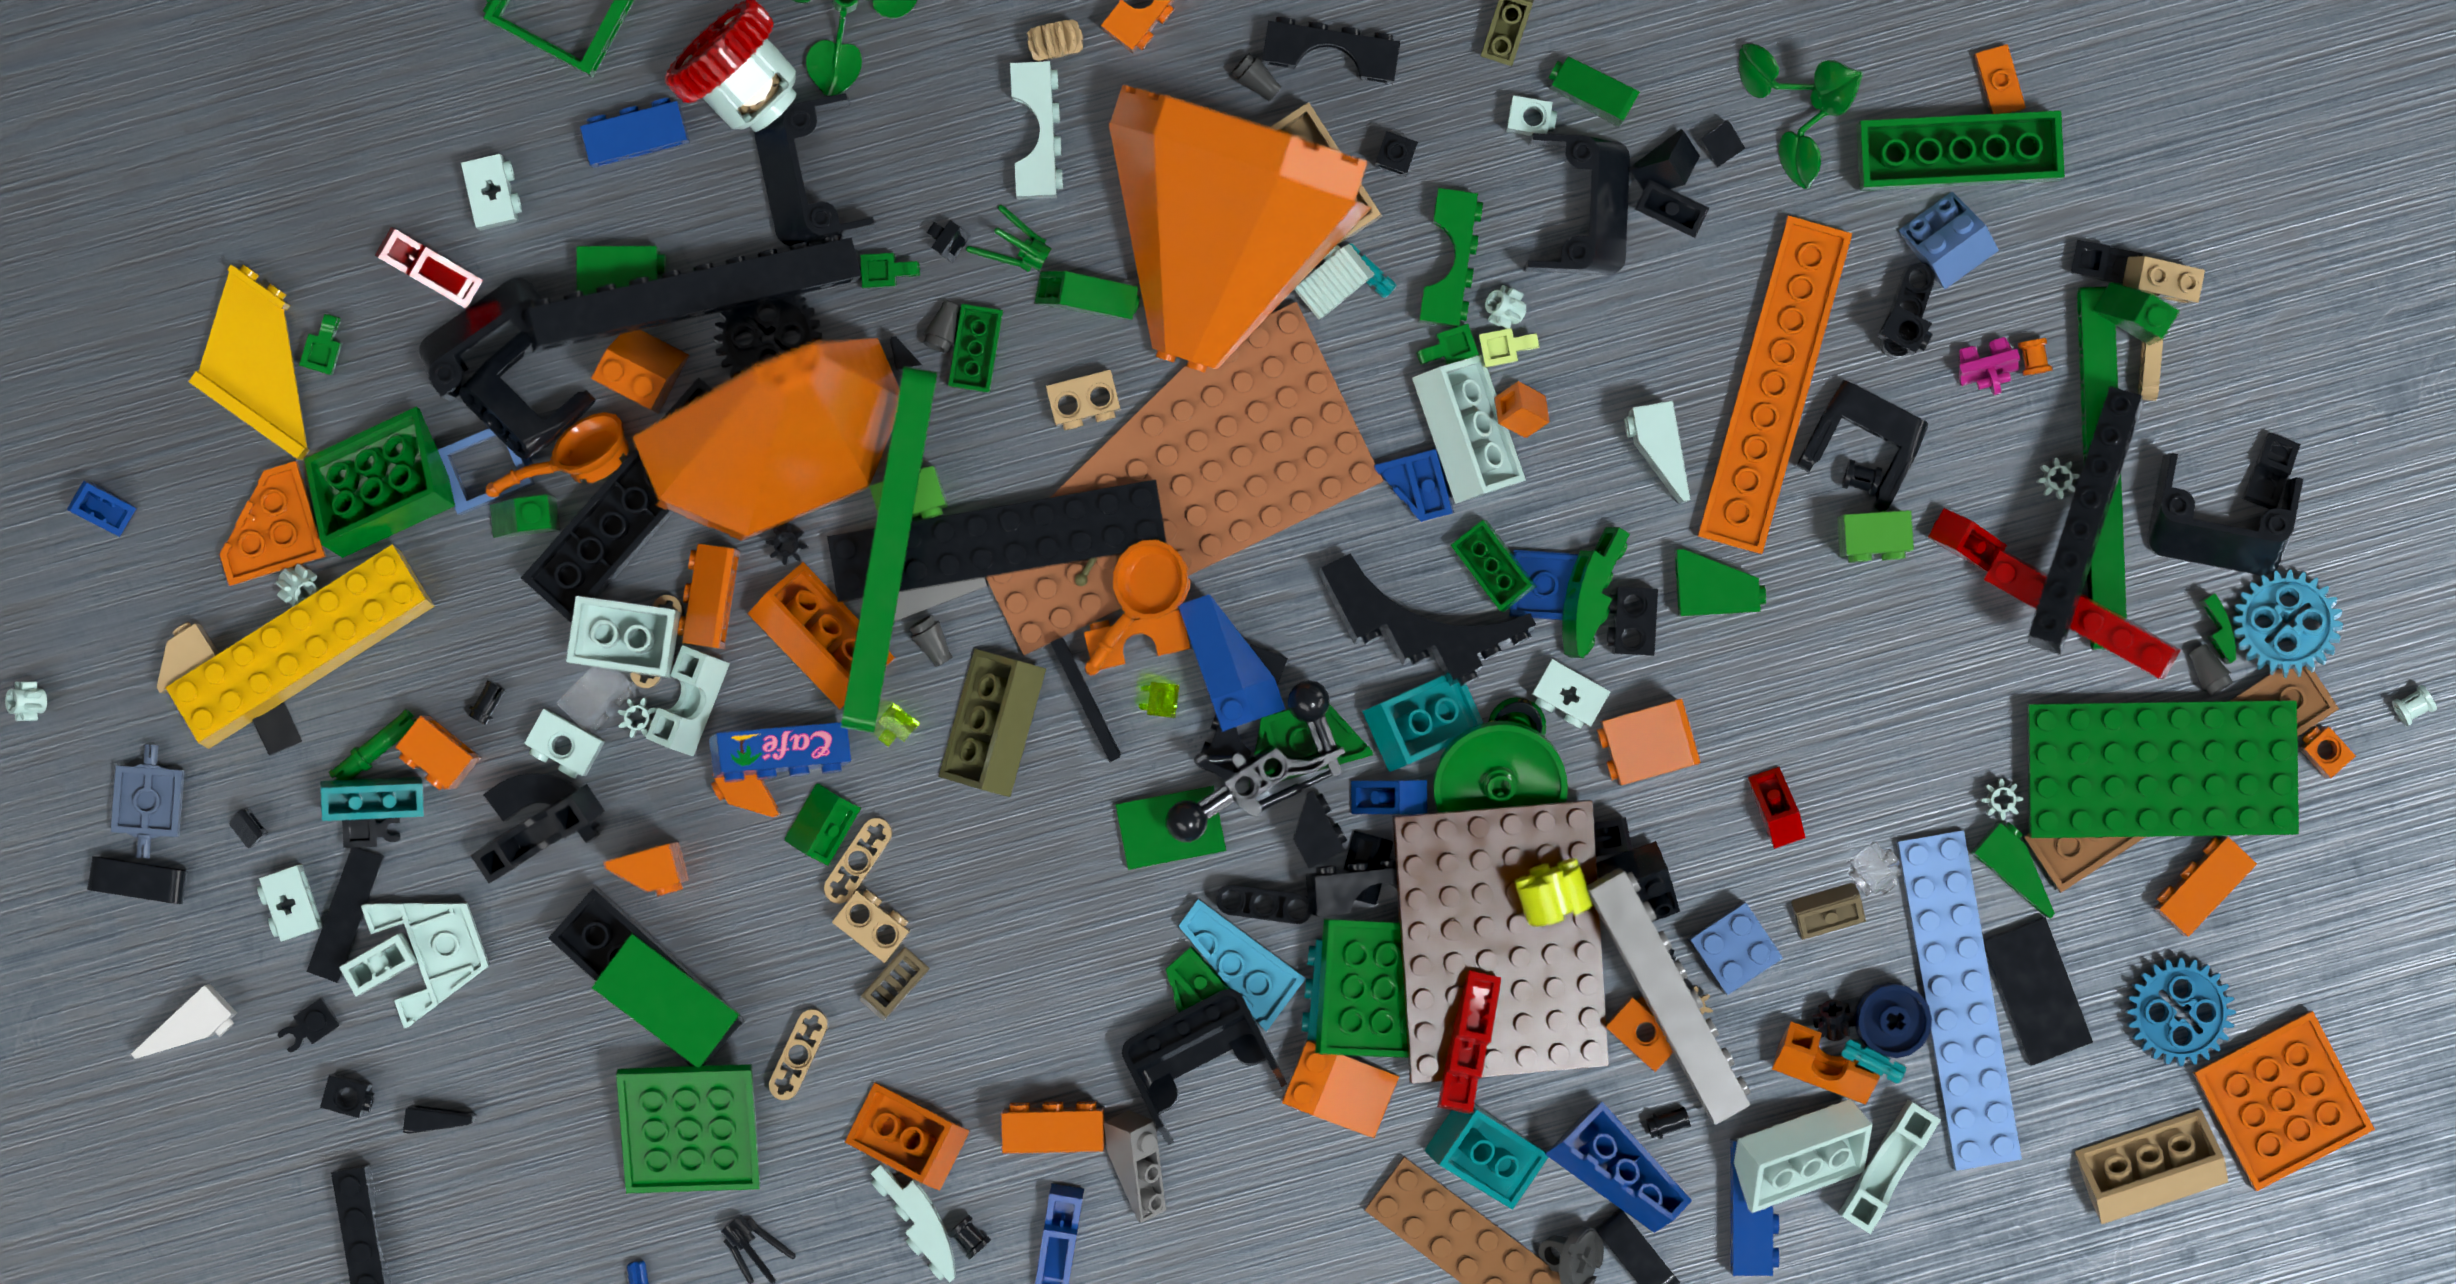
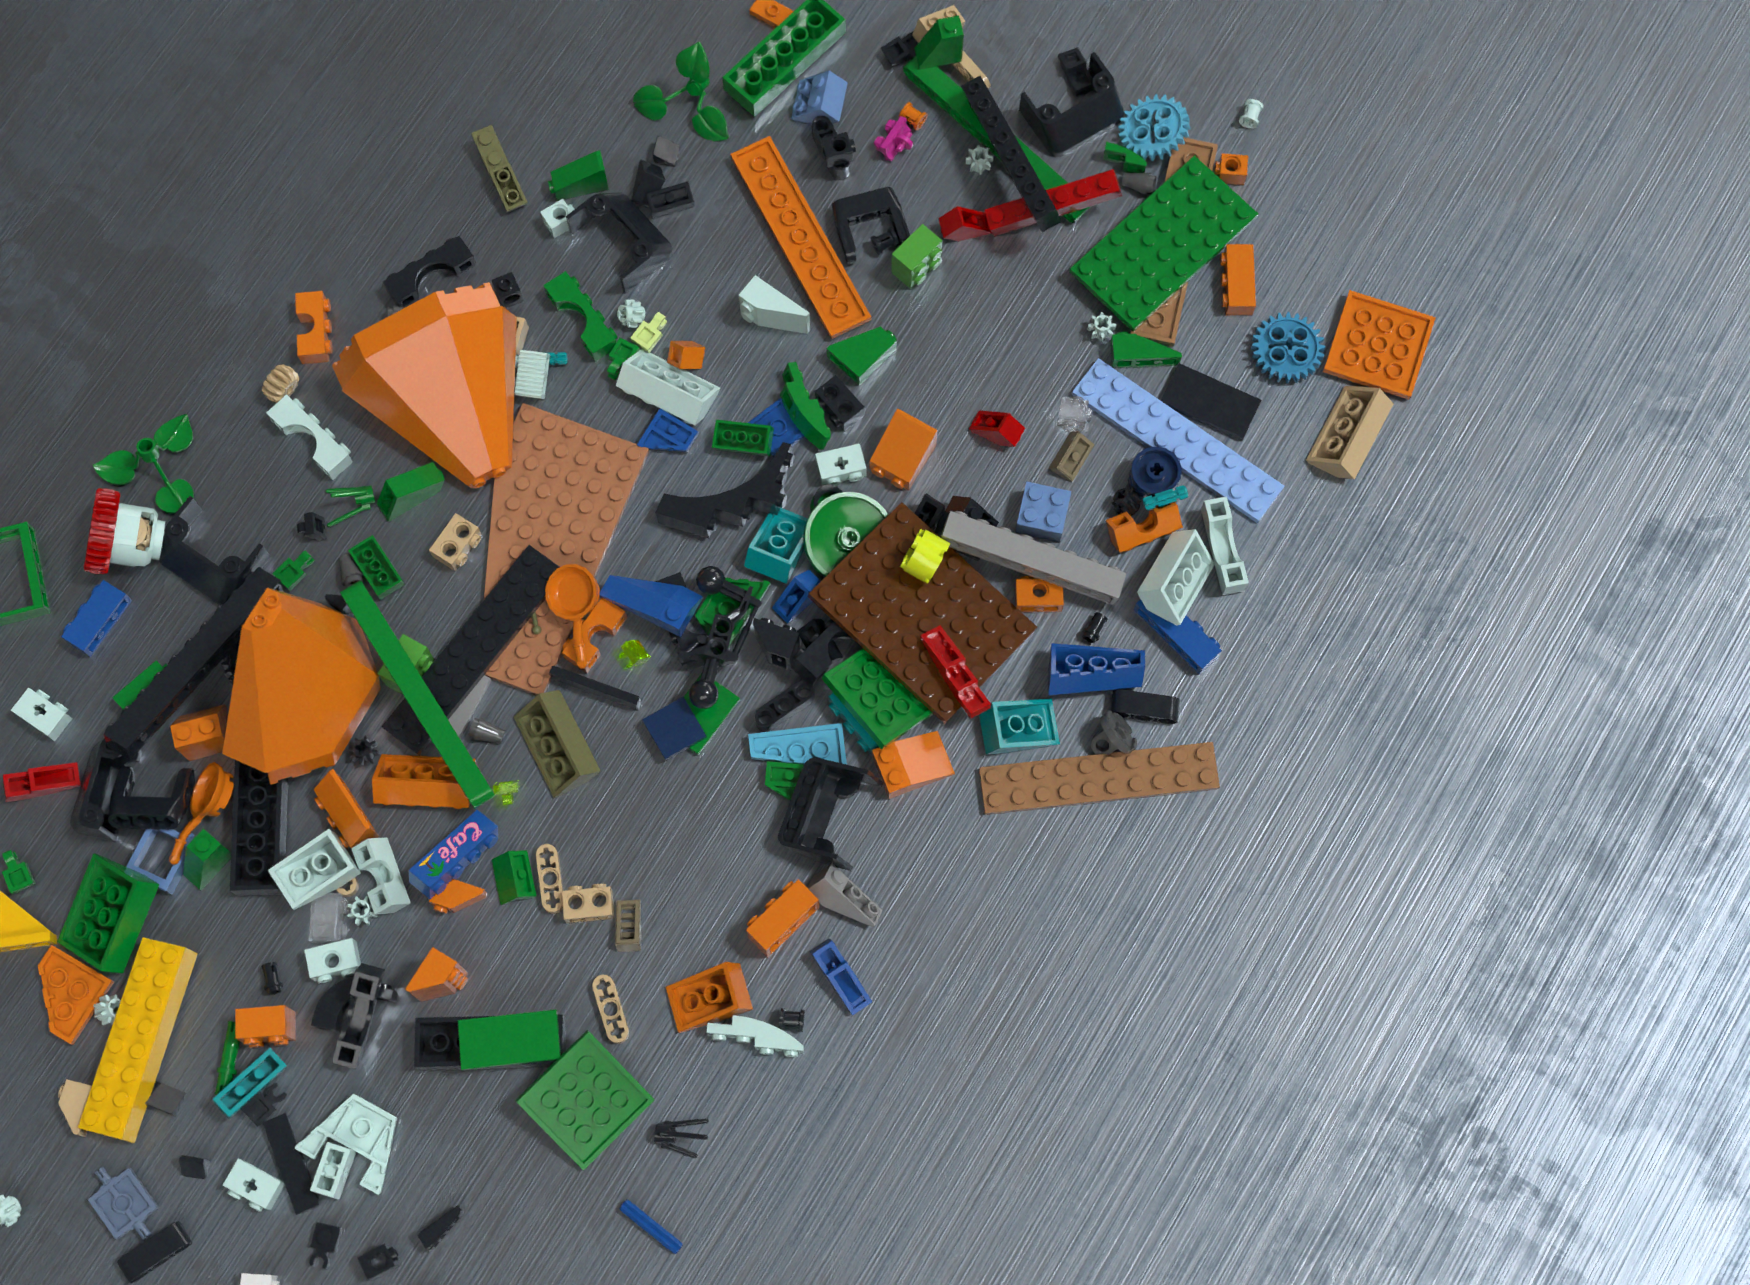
camera: 45 degrees left, 15 degrees down
(1127, 822) = (674, 728): none -> dark blue tile

